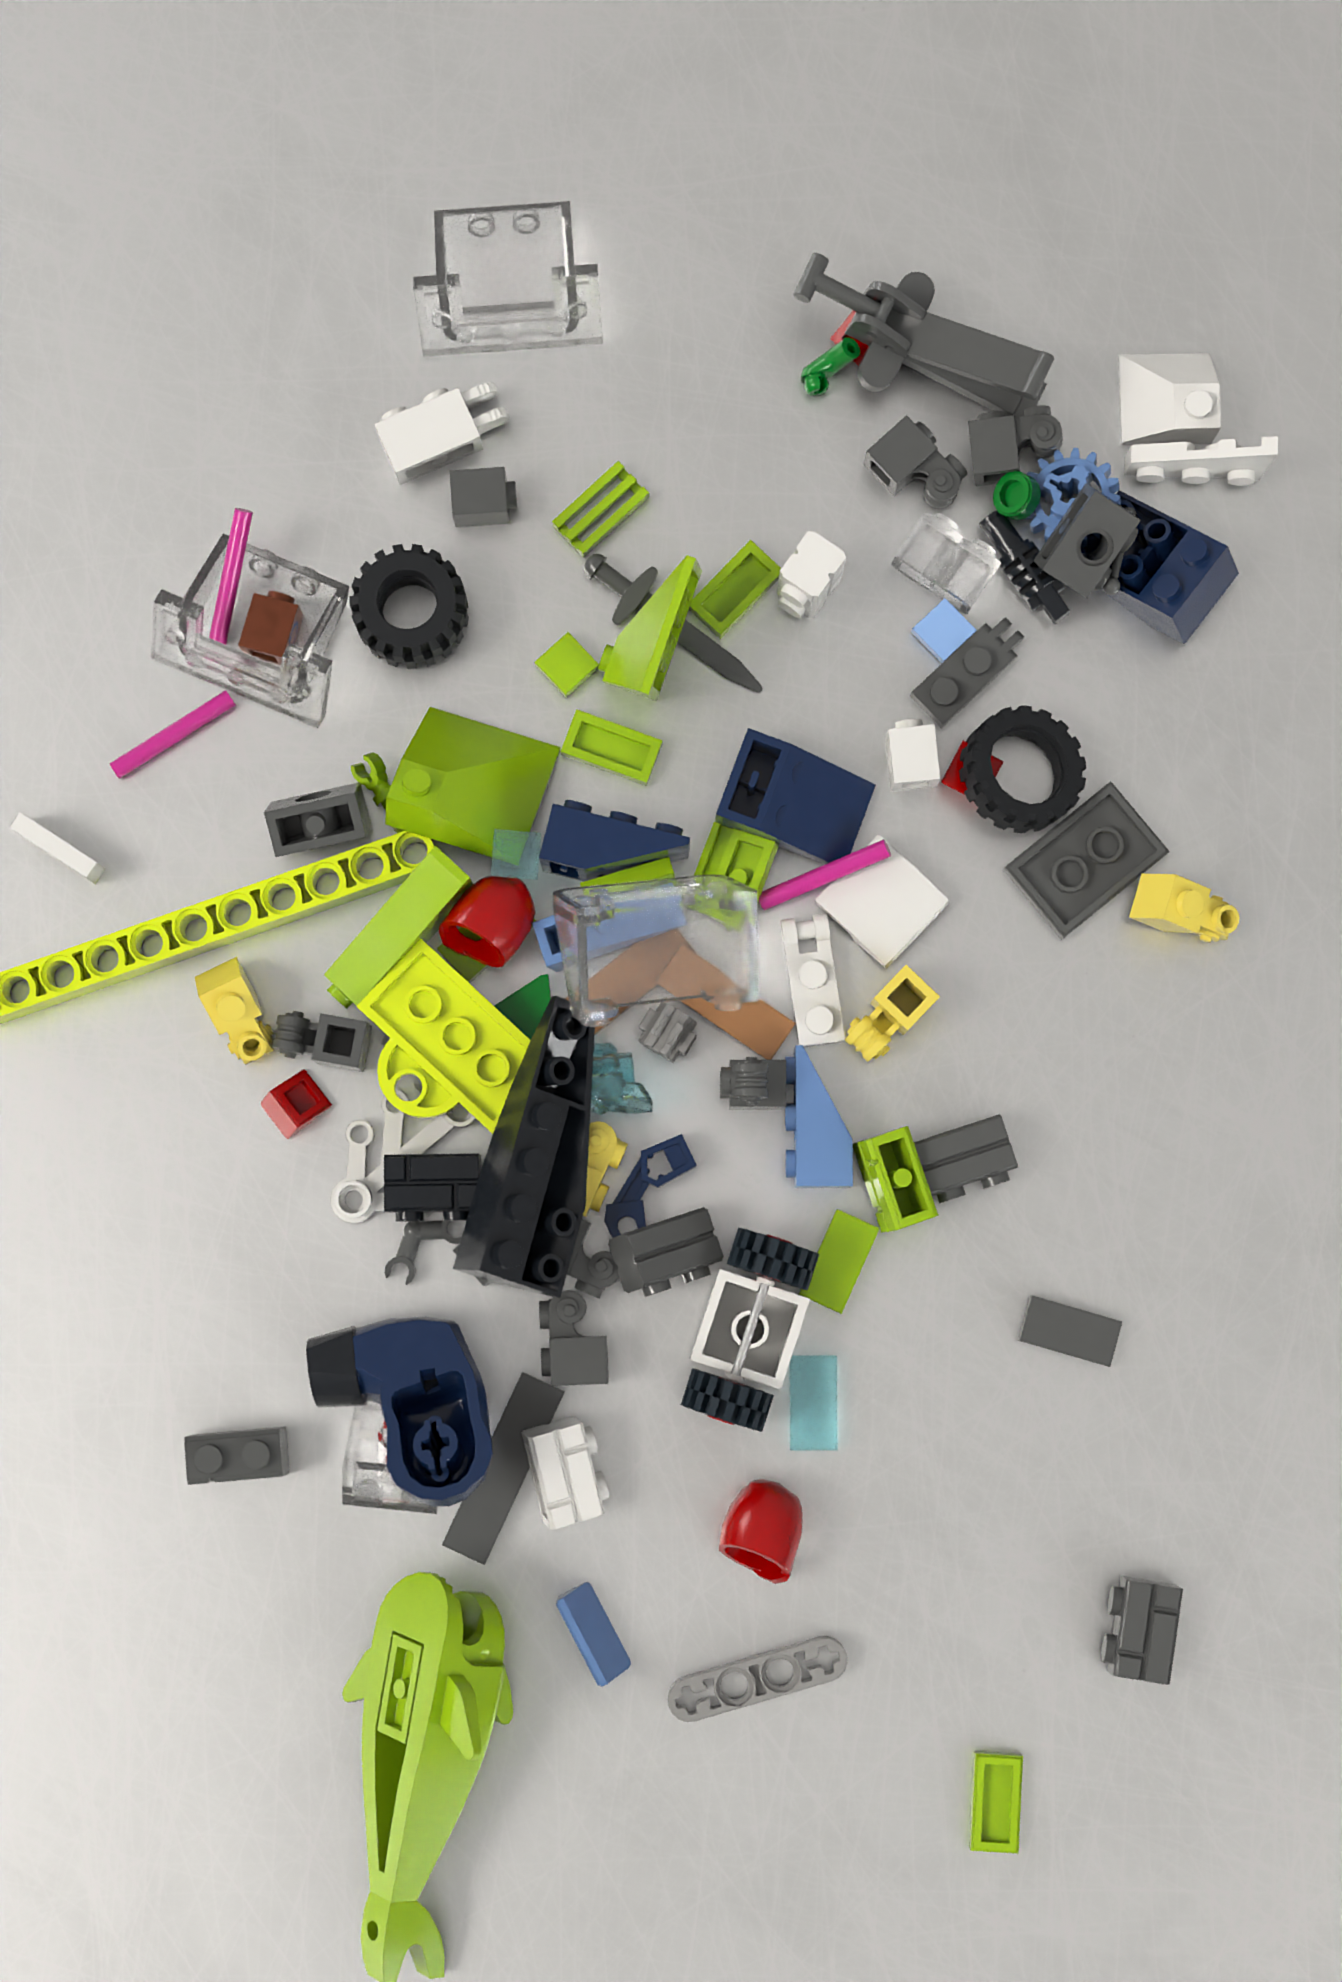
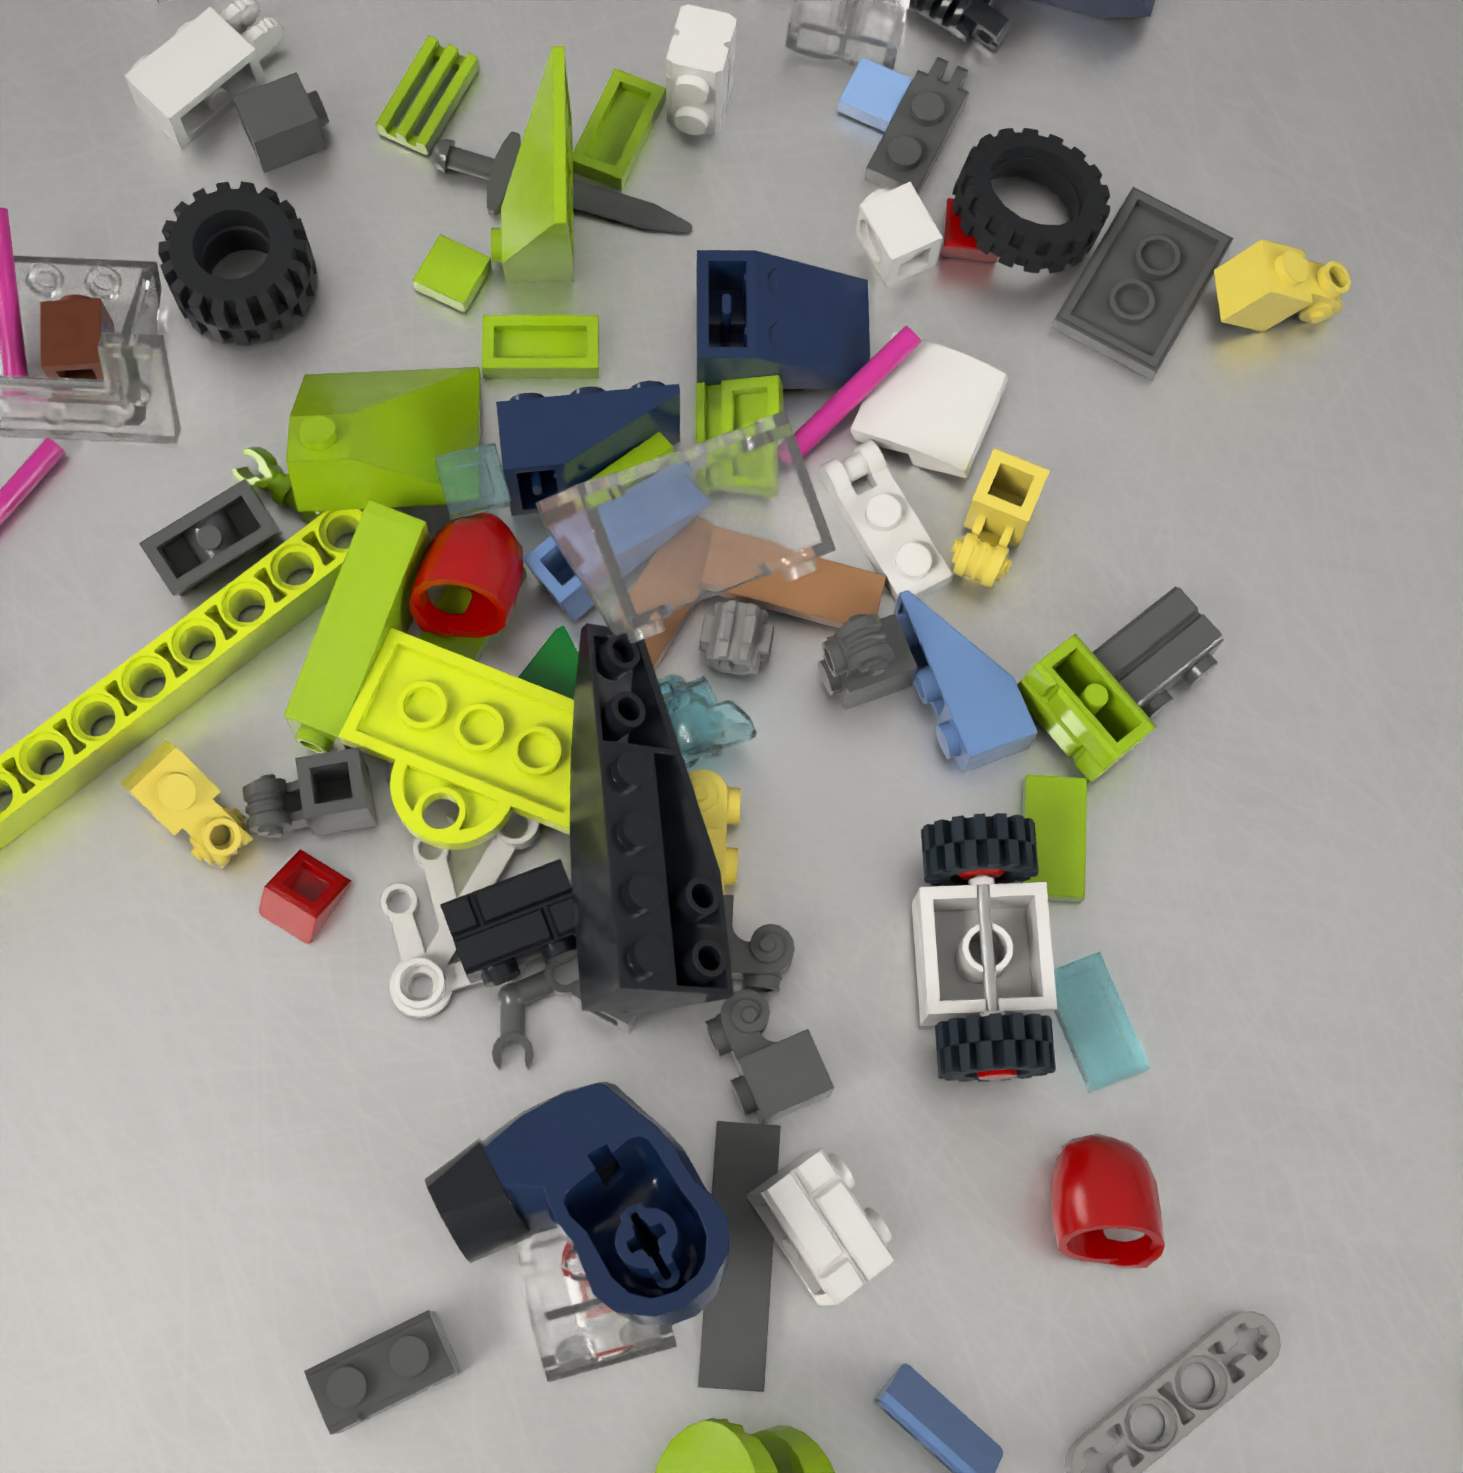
camera: 25 degrees left, 10 degrees down
(628, 1201) = (768, 860): dark blue piece -> none
(666, 1250) = (841, 896): dark grey brick -> none
(1070, 1331) = (1364, 817): dark grey tile -> none

